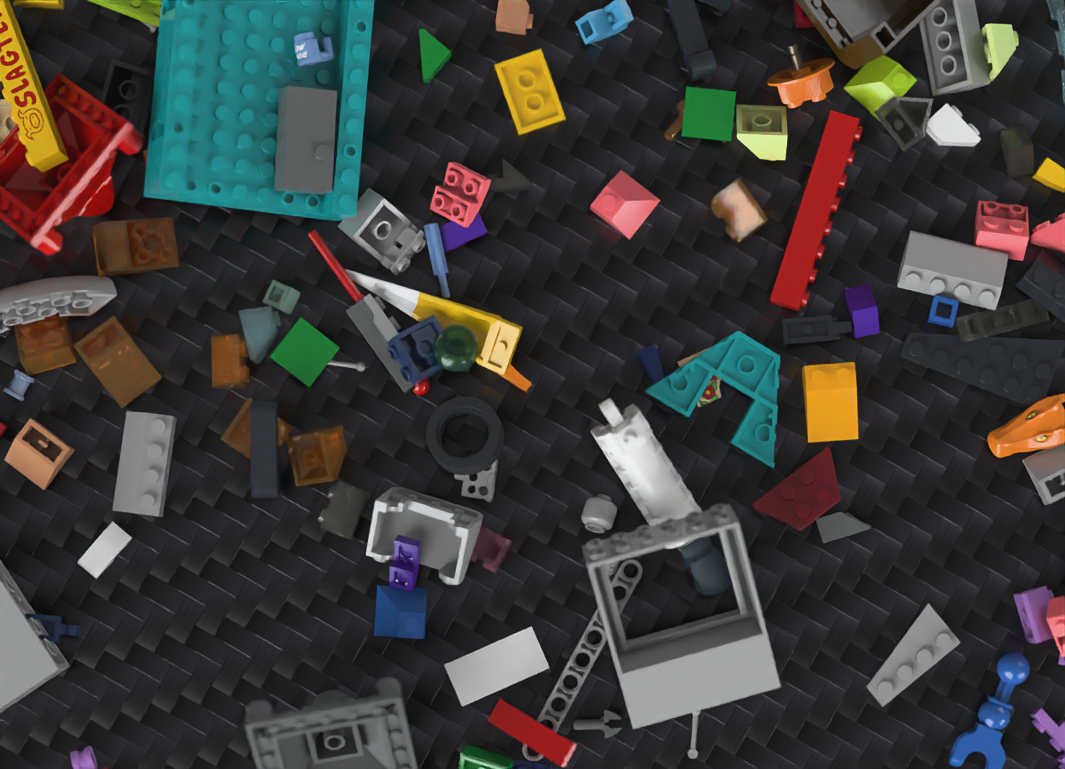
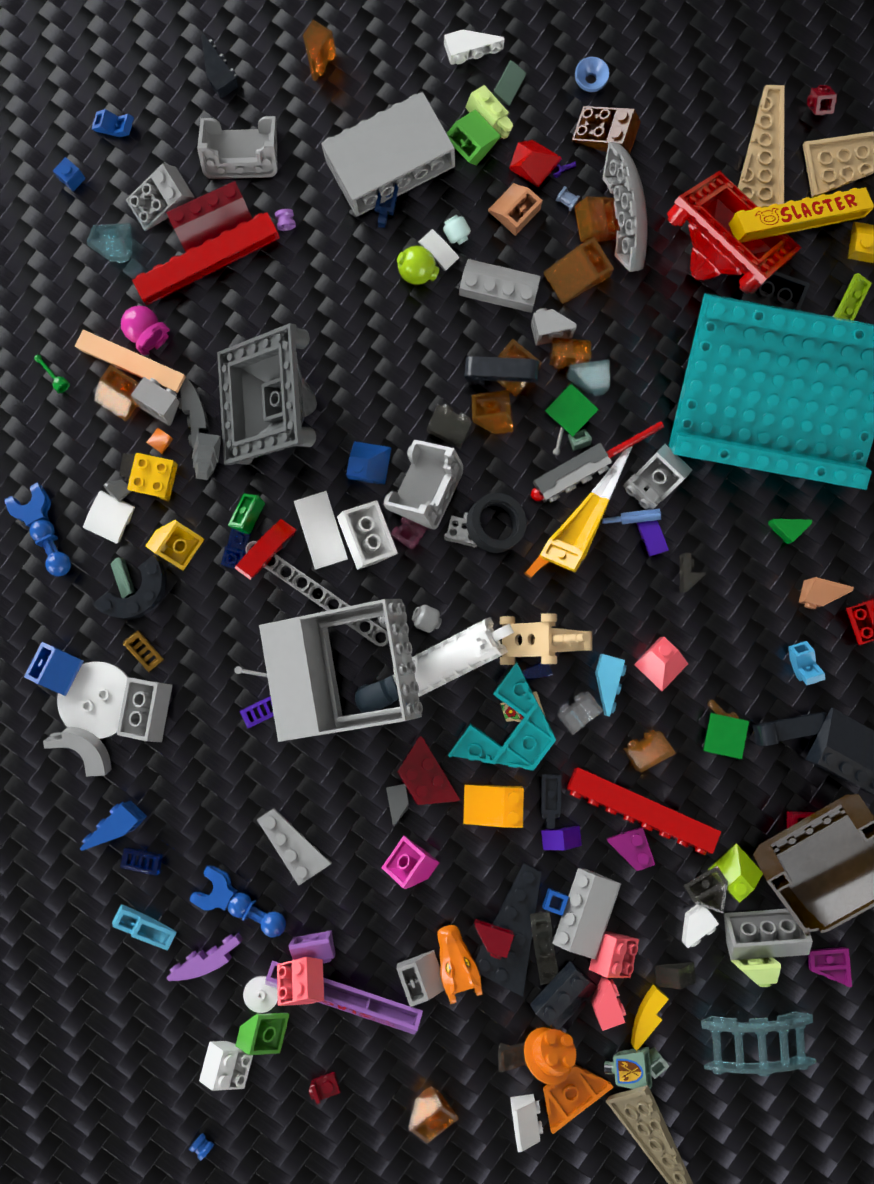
camera: 90 degrees right, 0 degrees up
(76, 528) = (456, 229): none -> light aqua head
(131, 575) = (417, 265): none -> lime brick
(135, 245) = (664, 293): clear orange slope -> none
(197, 391) = (551, 324): none -> light grey slope
(281, 297) = (614, 398): sand green slope -> none
(305, 140) = (736, 420): dark grey brick -> none
(308, 50) = (805, 429): medium blue piece -> none
(342, 337) = (580, 440): none -> sand green slope
(405, 564) = (402, 468): dark purple slope -> none
(416, 350) = (564, 495): dark blue plate -> none
(456, 348) = (564, 521): clear green piece -> none
(460, 194) = (680, 538): coral slope -> none
(498, 603) = (366, 534): none -> white slope
(530, 92) = (754, 600): yellow tile -> none
(586, 724) = (268, 602): dark grey bar -> none
(612, 361) = (542, 640): none -> tan piece
(649, 271) = (608, 676): none -> medium azure slope
(699, 303) = (580, 712): none -> clear brick
(751, 713) = (257, 705): none -> dark purple slope
(763, 130) = (709, 776): yellowish green slope -> none
(803, 79) = (746, 813): orange piece -> none
(864, 218) = (633, 848): none -> magenta wing
(916, 502) = (409, 864): none -> dark pink slope
(997, 383) = (495, 938): none -> dark red slope

